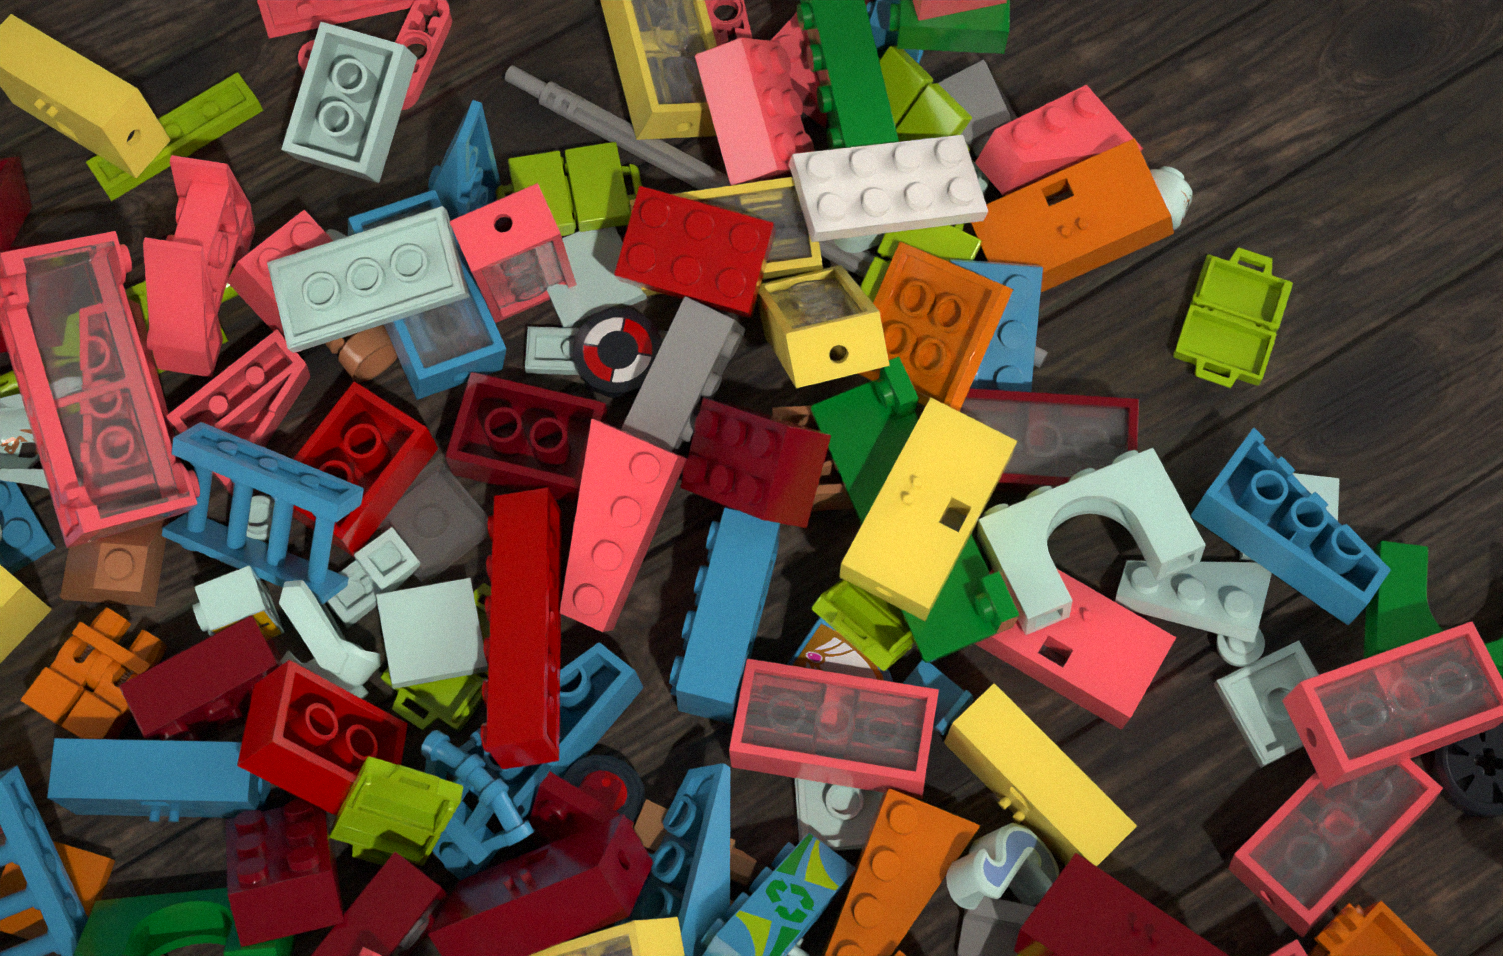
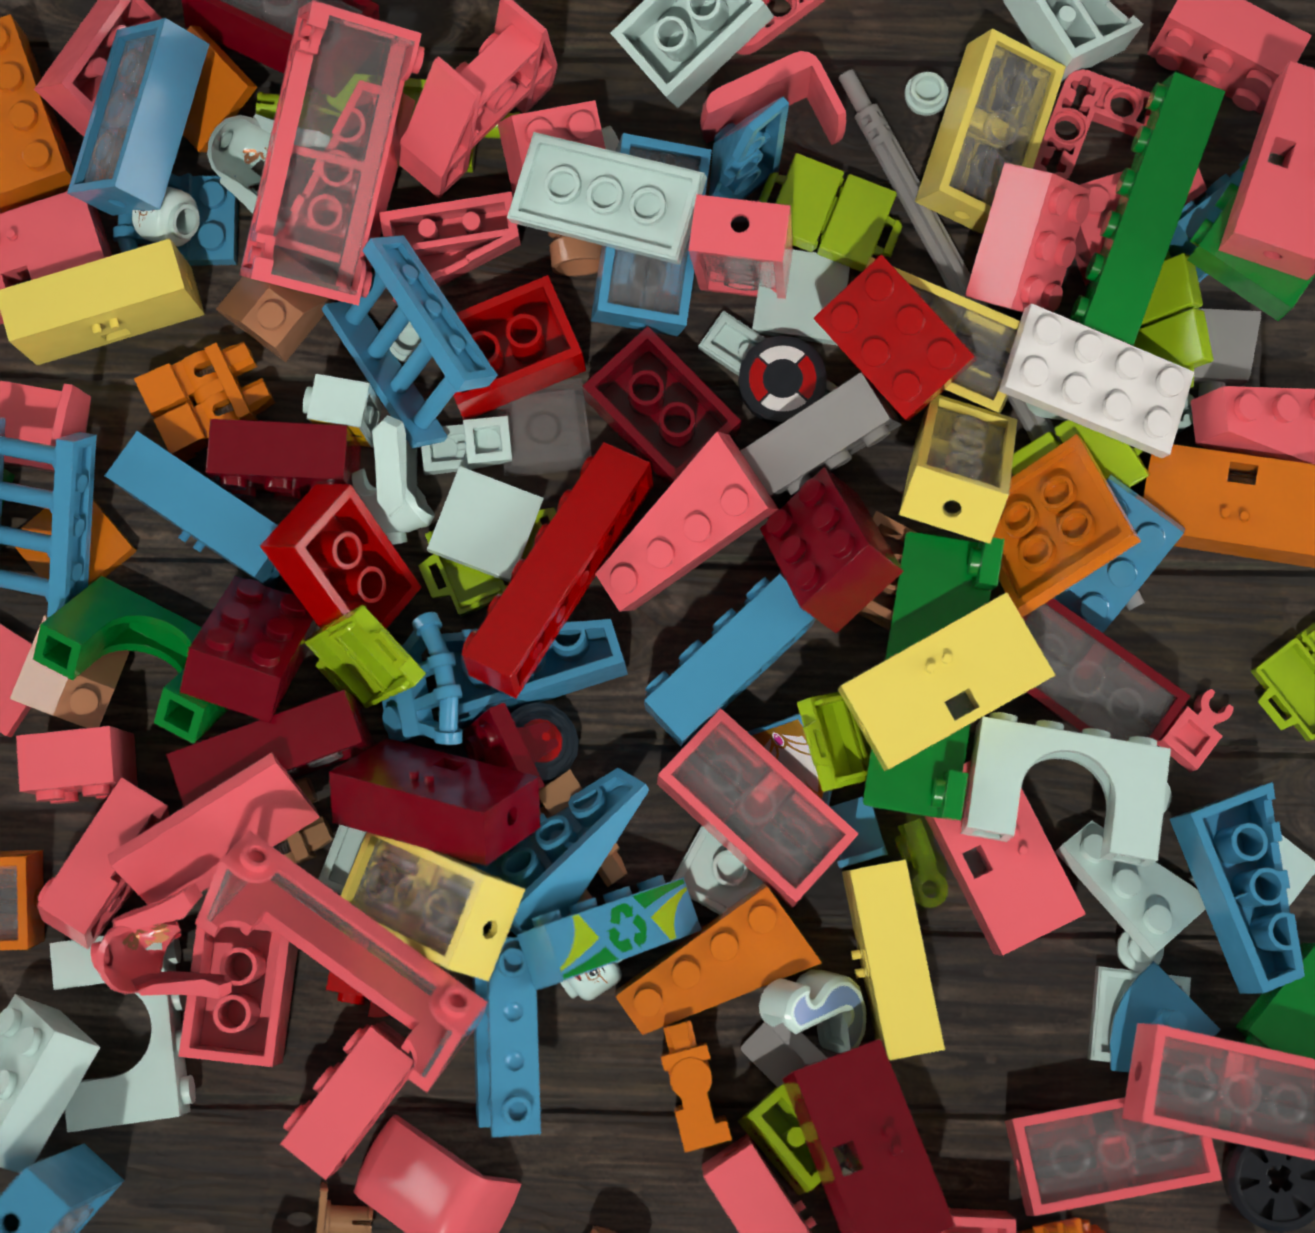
camera: 35 degrees right, 10 degrees up
(436, 129) = (792, 77): none -> coral piece
(588, 49) = (926, 93): none -> light aqua plate
(990, 670) = (915, 847): none -> clear neon green plate
(1162, 431) = (1192, 732): none -> coral plate
(1274, 678) = (1153, 1000): none -> dark azure shield

